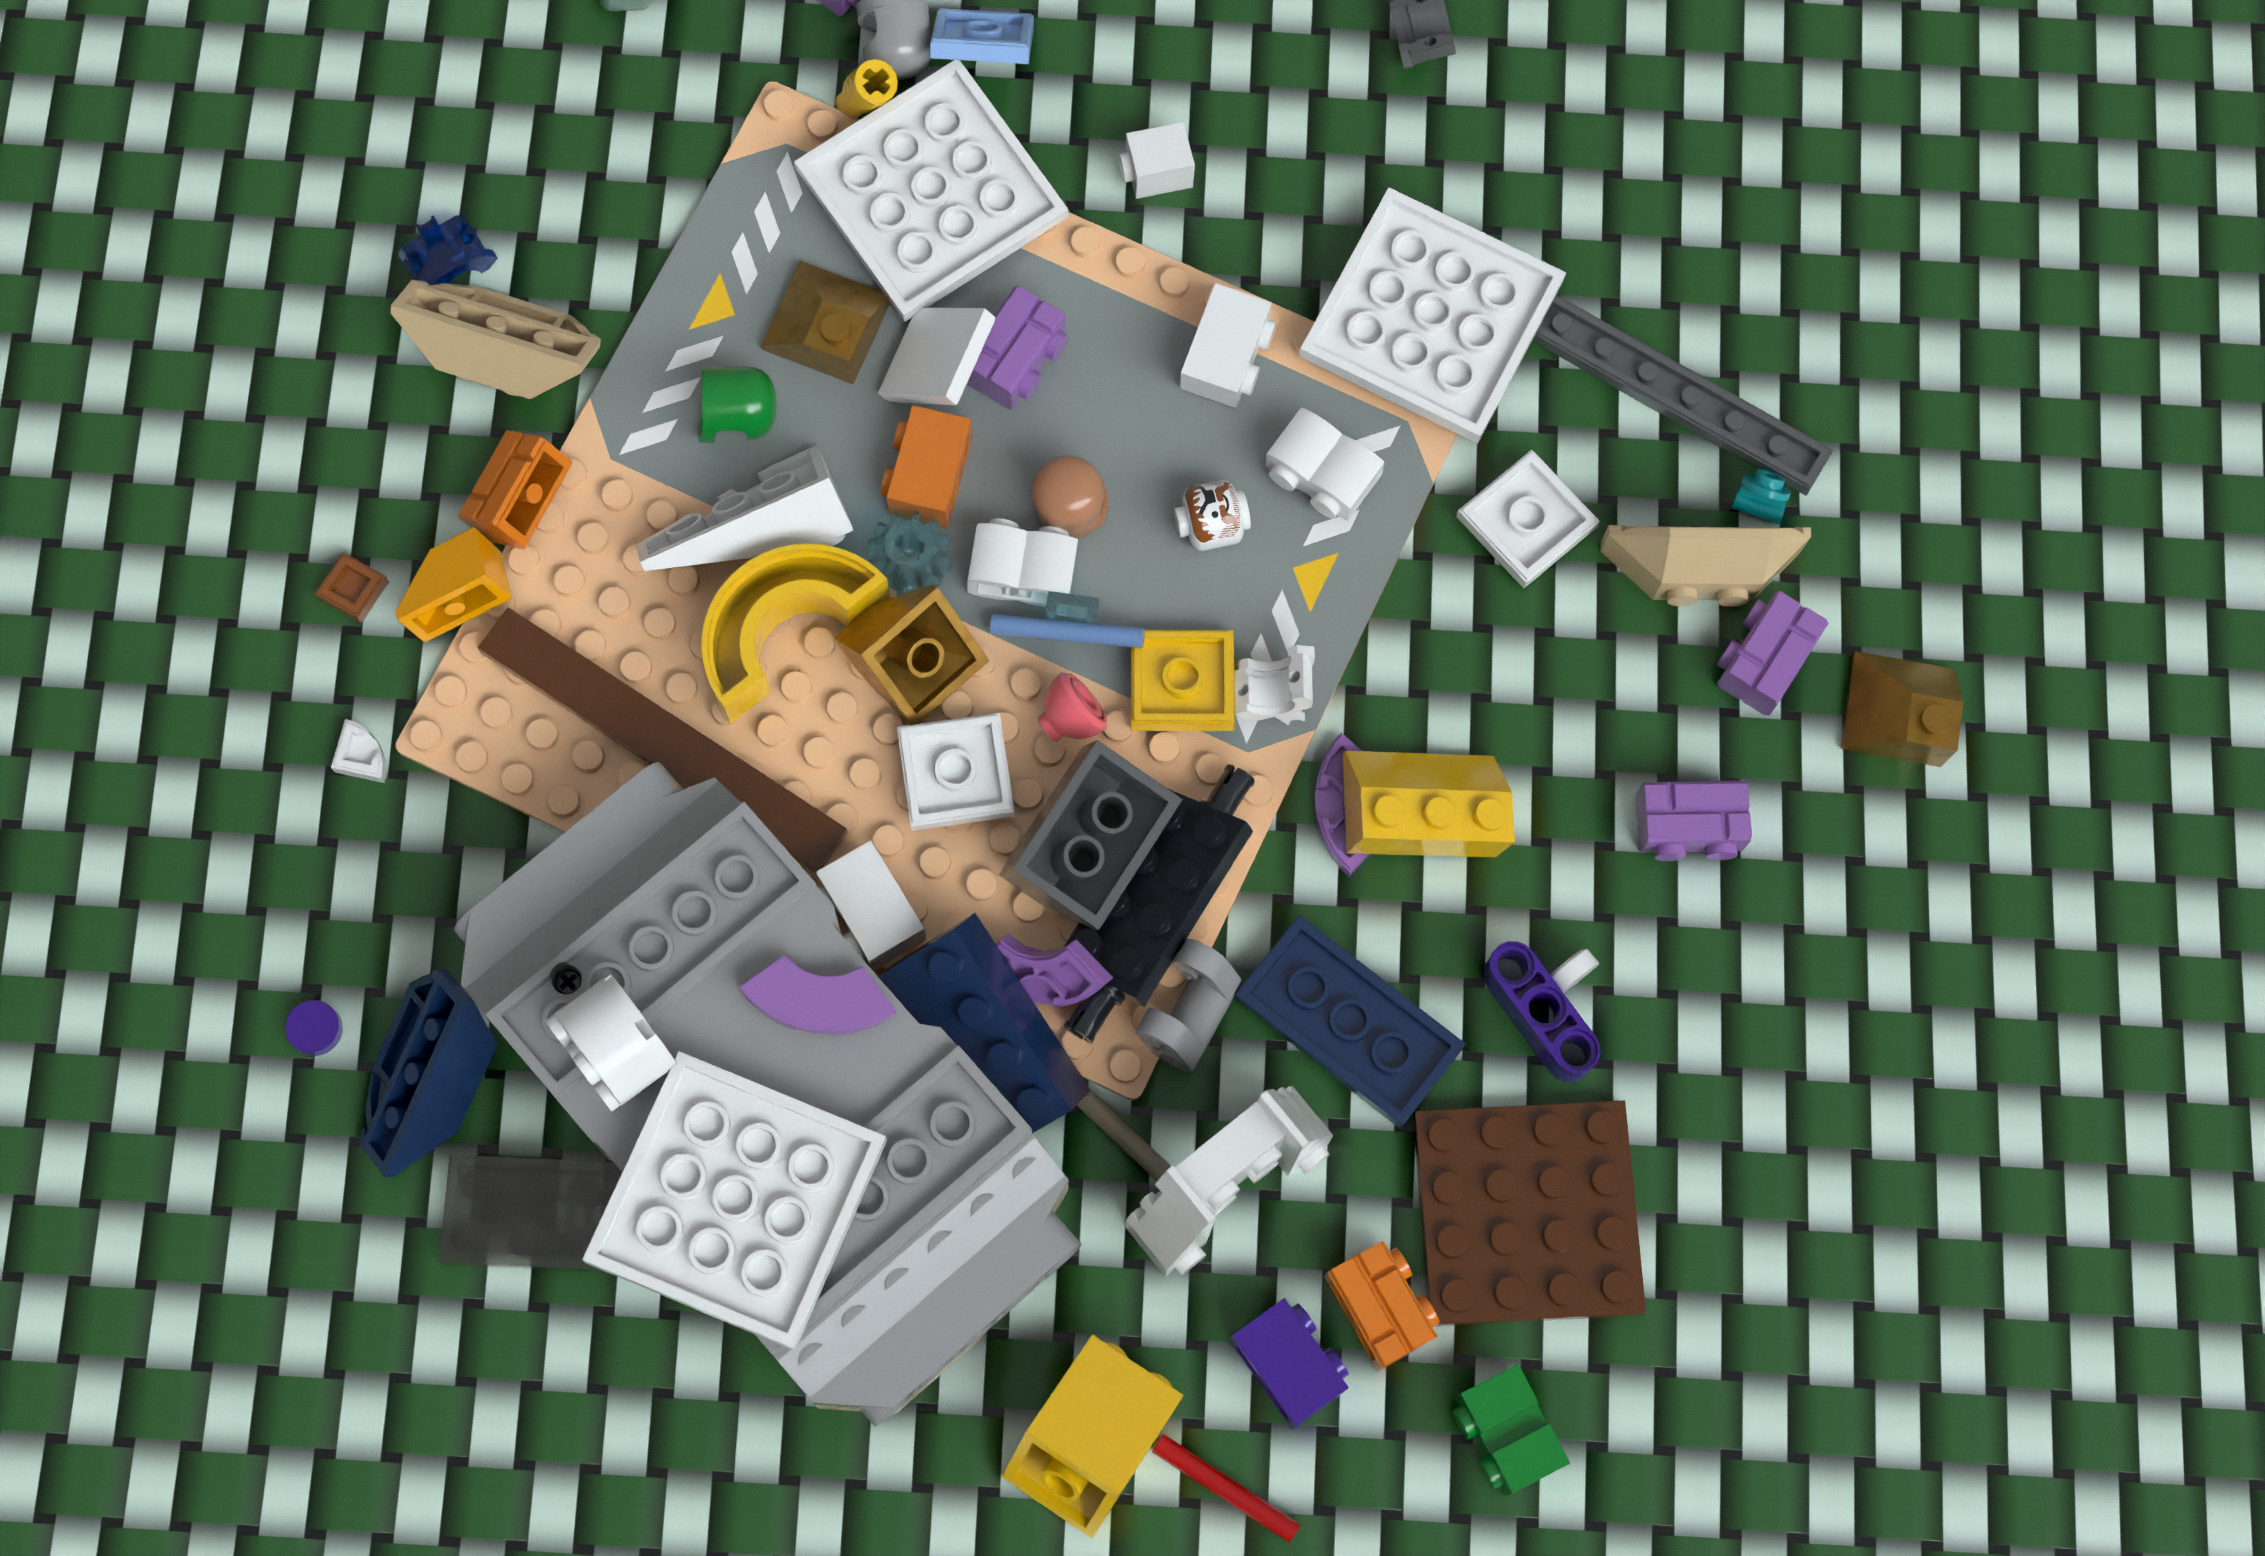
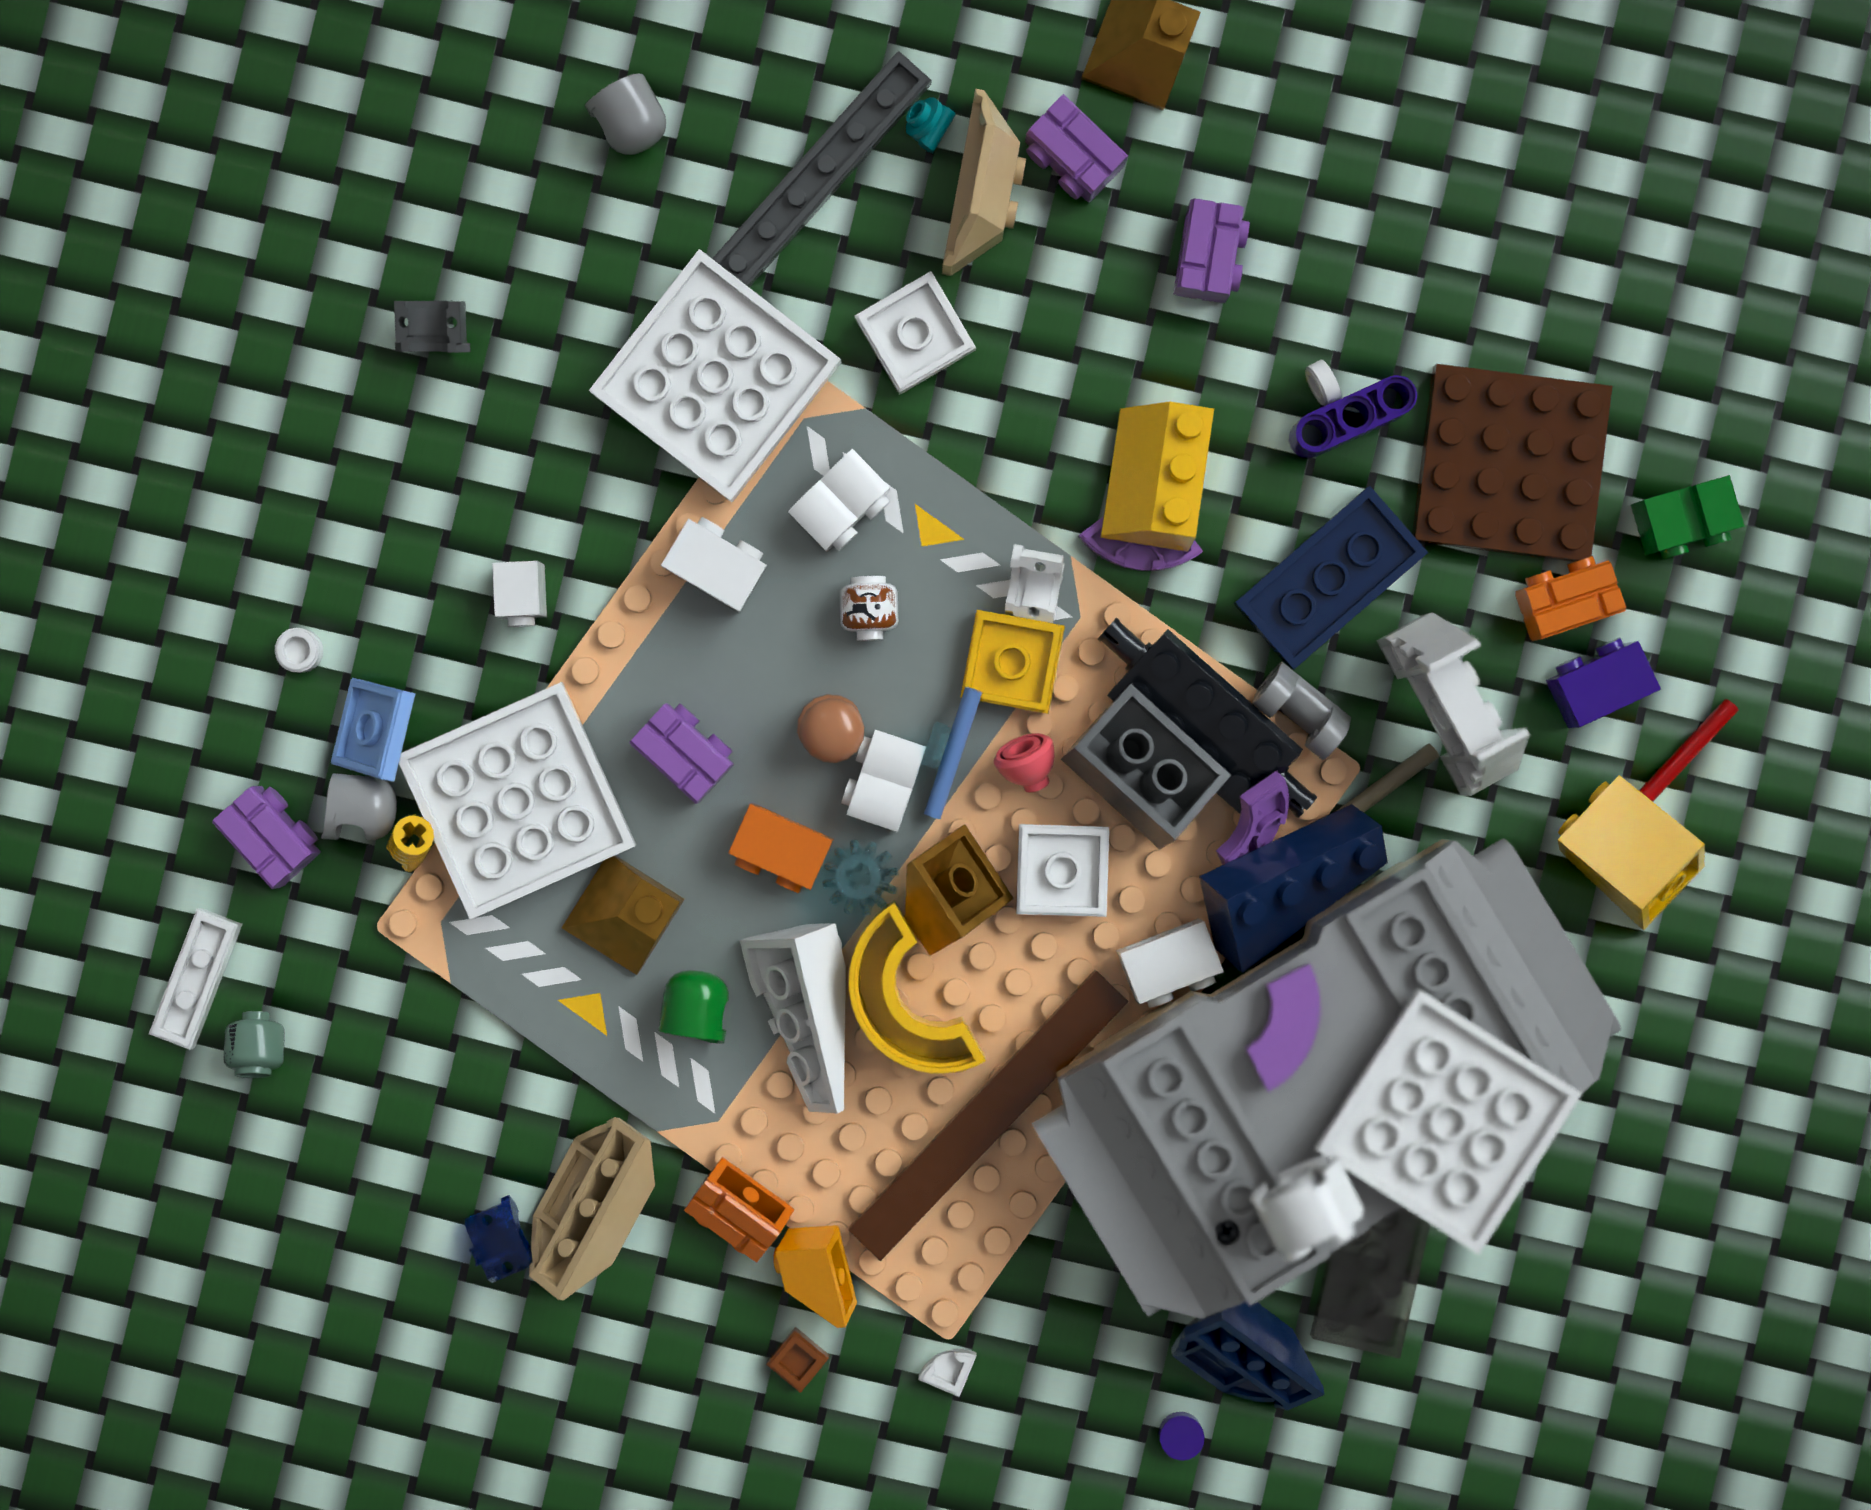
camera: 75 degrees left, 15 degrees up
(937, 355) = (682, 823): white tile -> none
(1693, 183) = (629, 114): none -> light grey helmet

